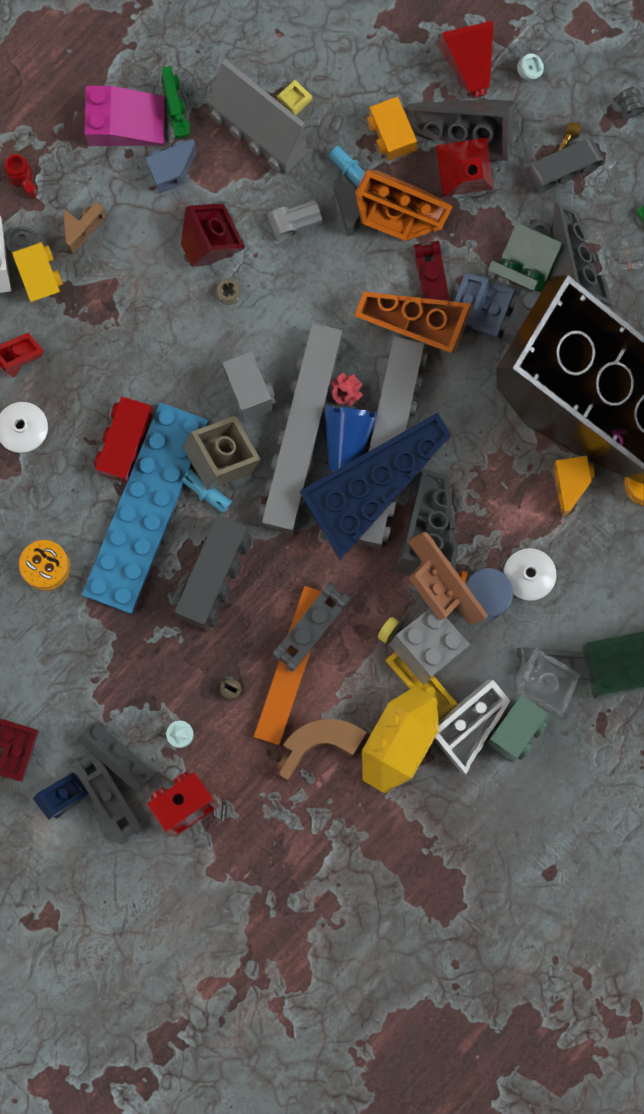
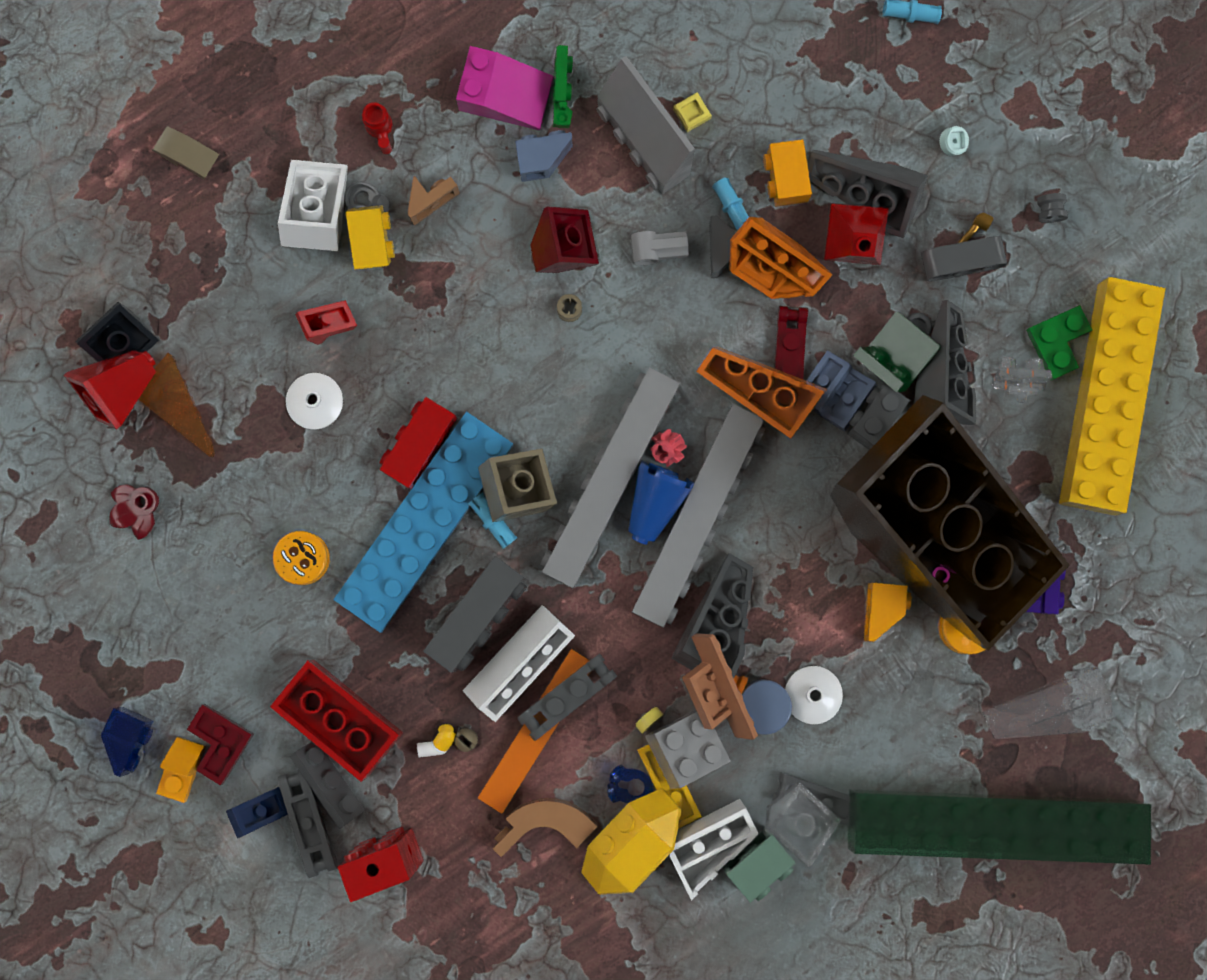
camera: 10 degrees right, 5 degrees up
(111, 696) = (336, 719): none -> red brick
(180, 734) = (400, 775): light aqua tile -> none
(208, 699) = (440, 744): none -> arm
(247, 384) = (563, 420): light grey brick -> none
(261, 607) = (518, 663): none -> white brick
(360, 491) = (657, 565): dark blue wing -> none
(376, 684) = (619, 774): none -> clear blue piece
(470, 56) = (893, 114): red slope -> none

